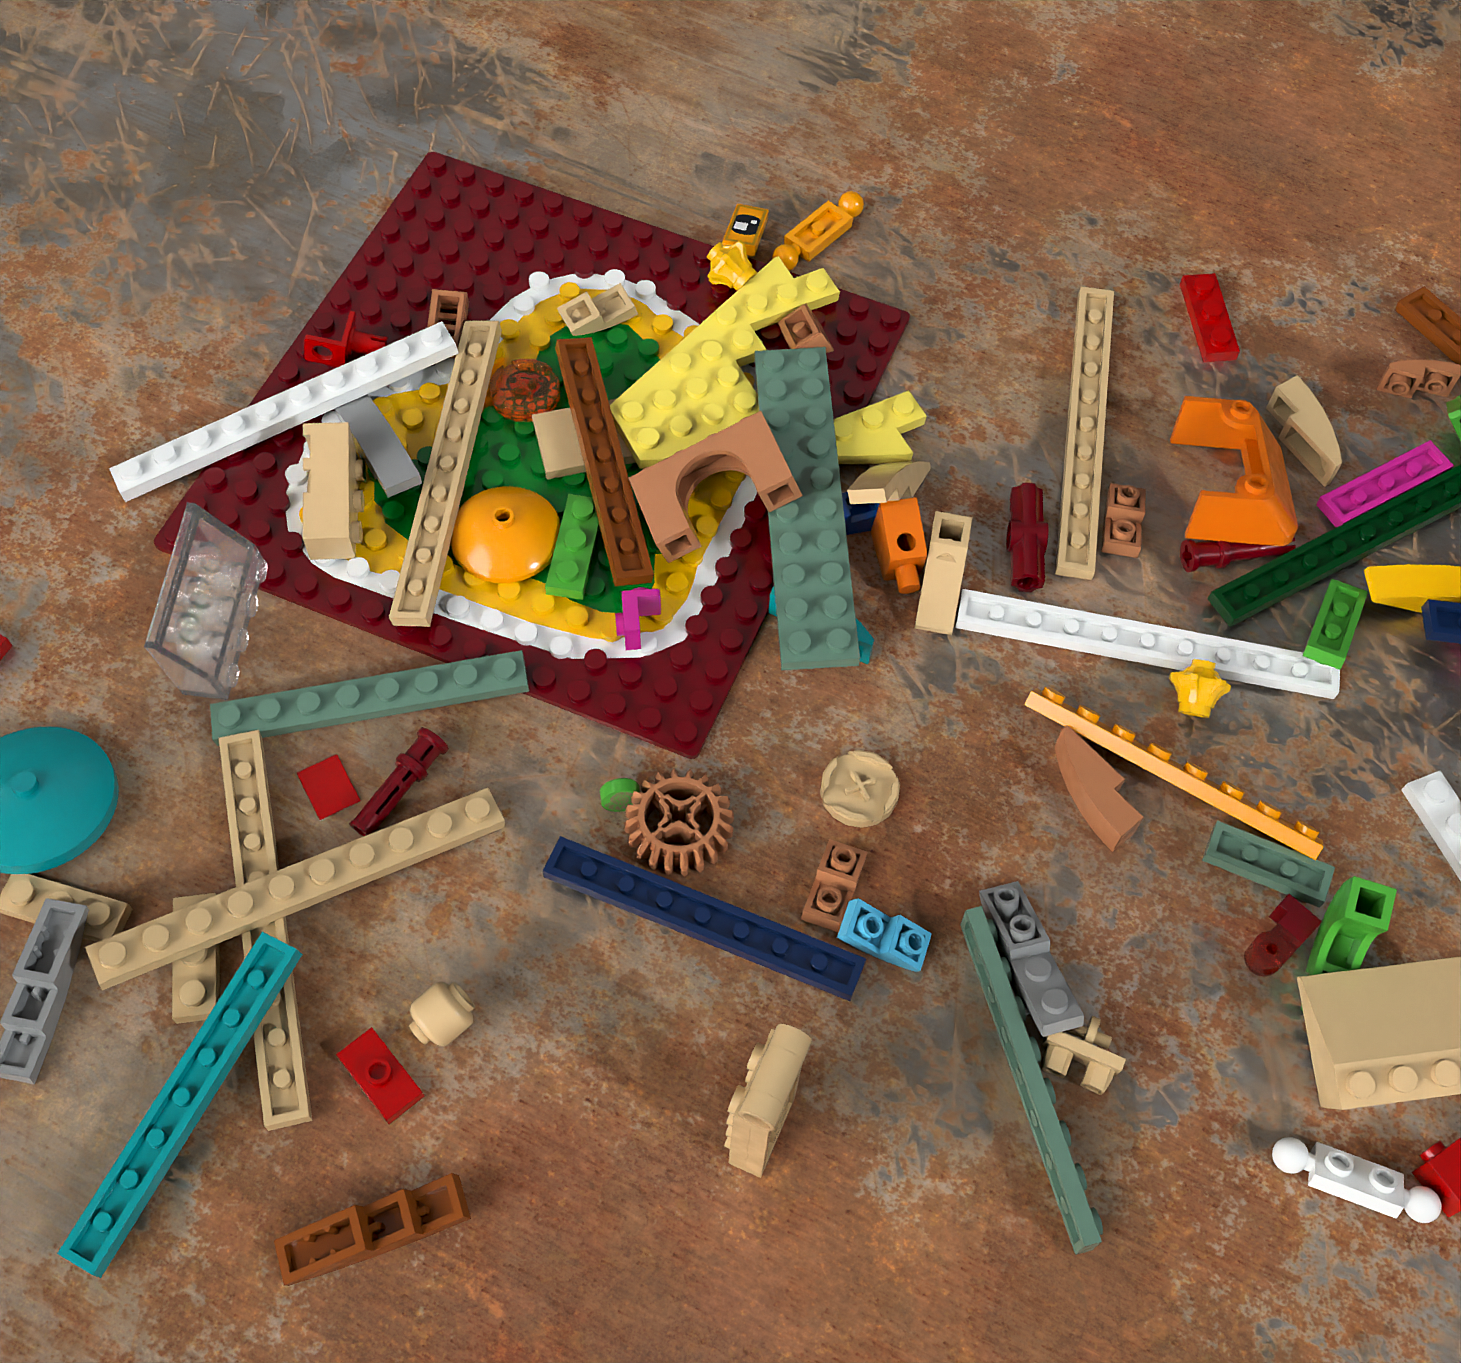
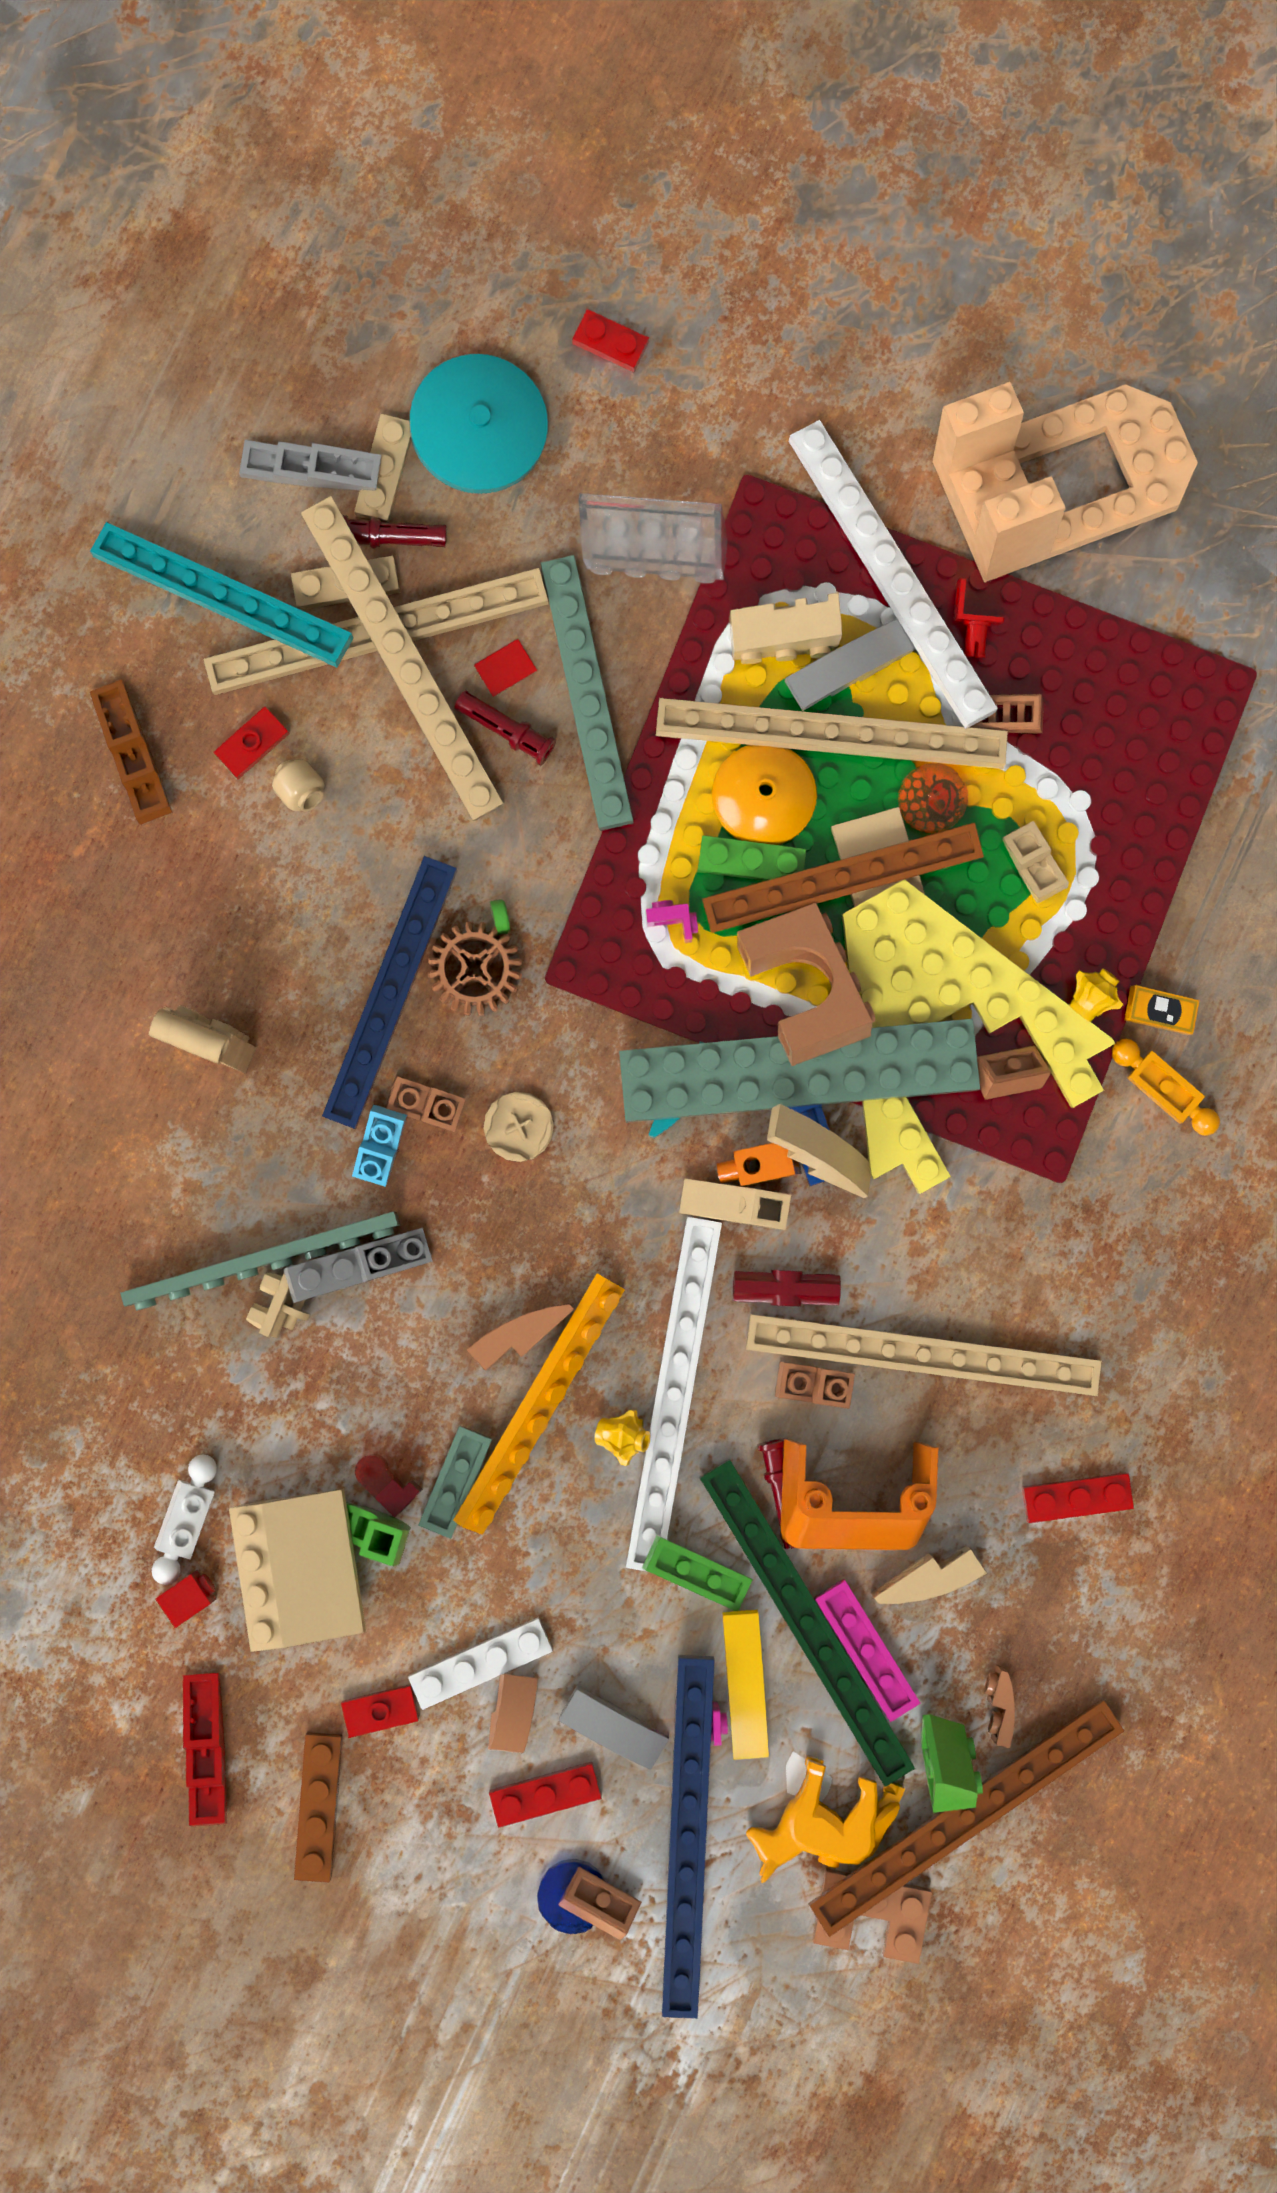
camera: 85 degrees right, 25 degrees up
(148, 883) = (375, 532): none -> dark red pin
(225, 321) = (1025, 523): none -> light nougat bracket

